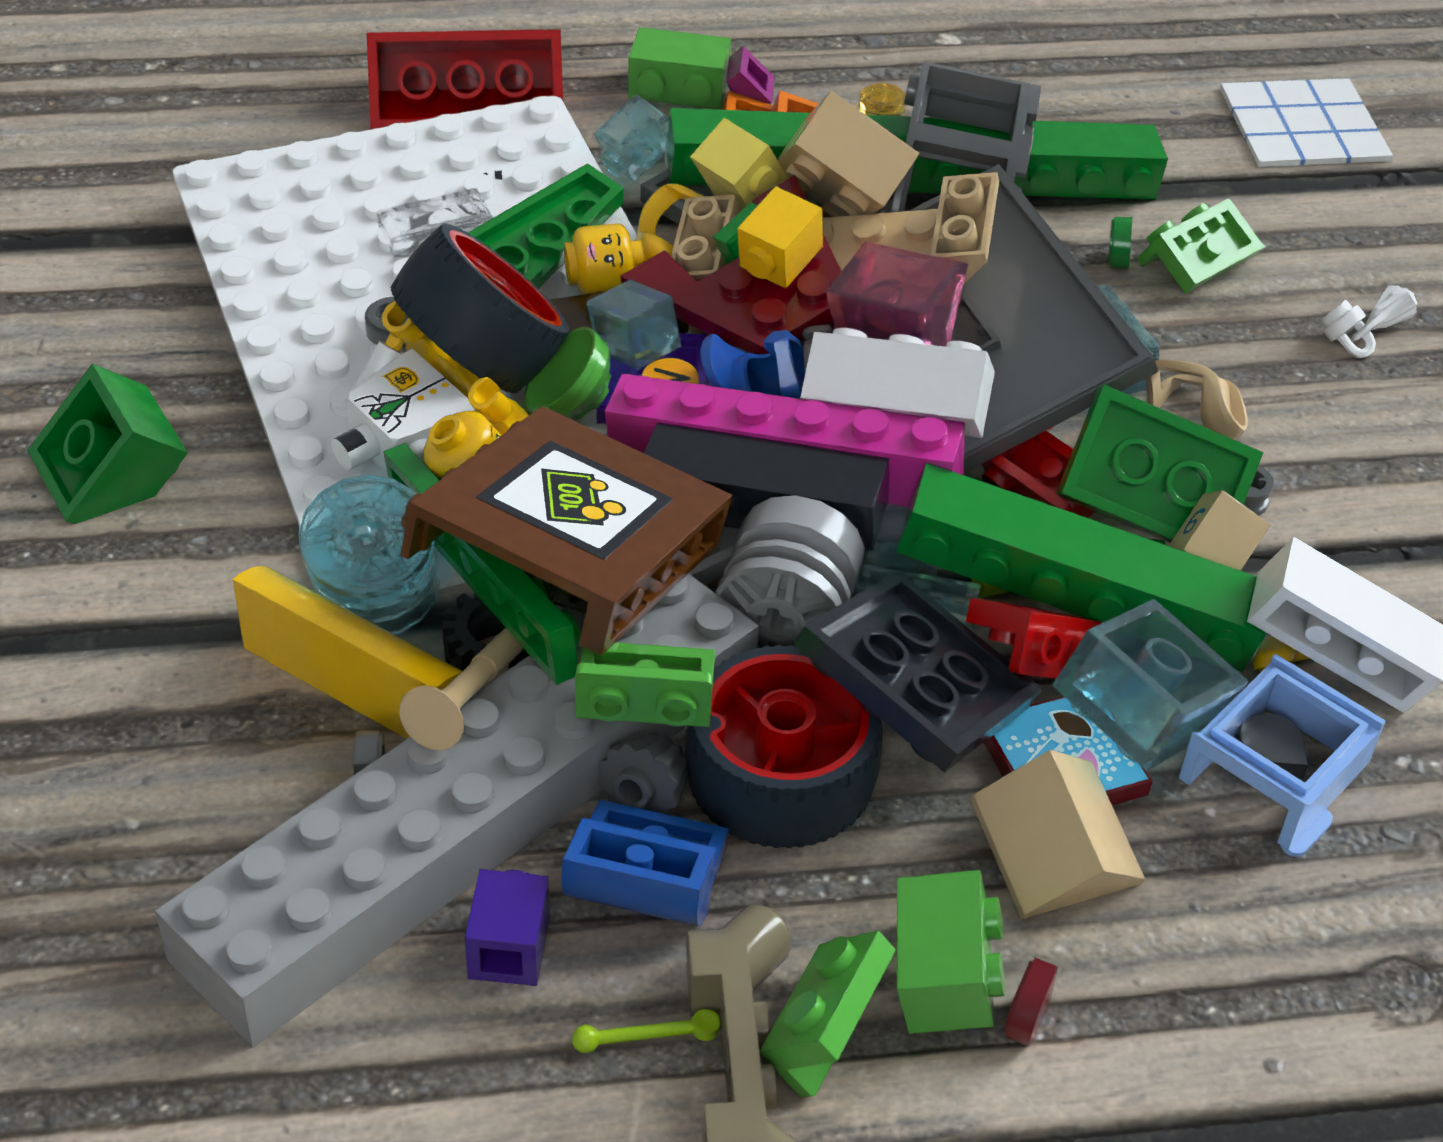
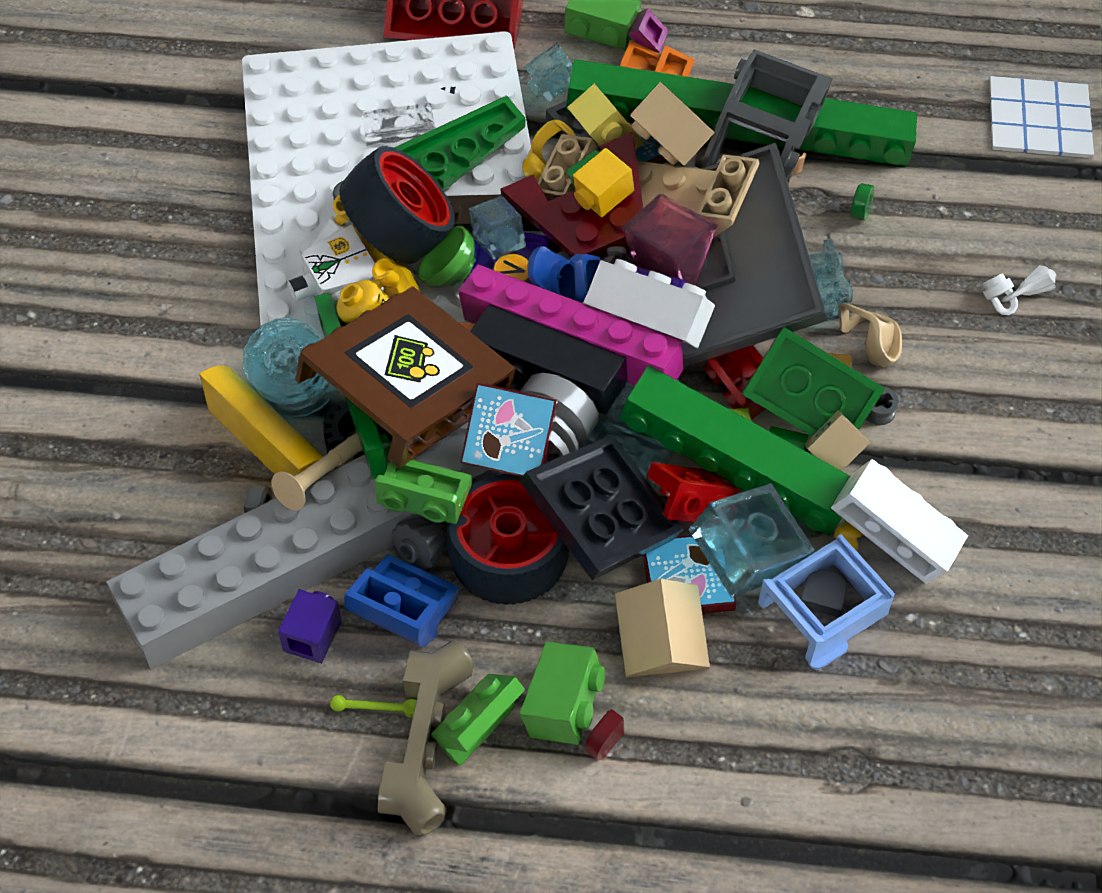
camera: 15 degrees right, 10 degrees up
(105, 447) = (156, 258): green slope -> none
(600, 257) = (494, 170): yellow head -> none
(752, 577) = (508, 430): none -> medium azure tile
(882, 100) = (732, 57): clear yellow tile -> none
(1202, 245) = (921, 213): bracket -> none

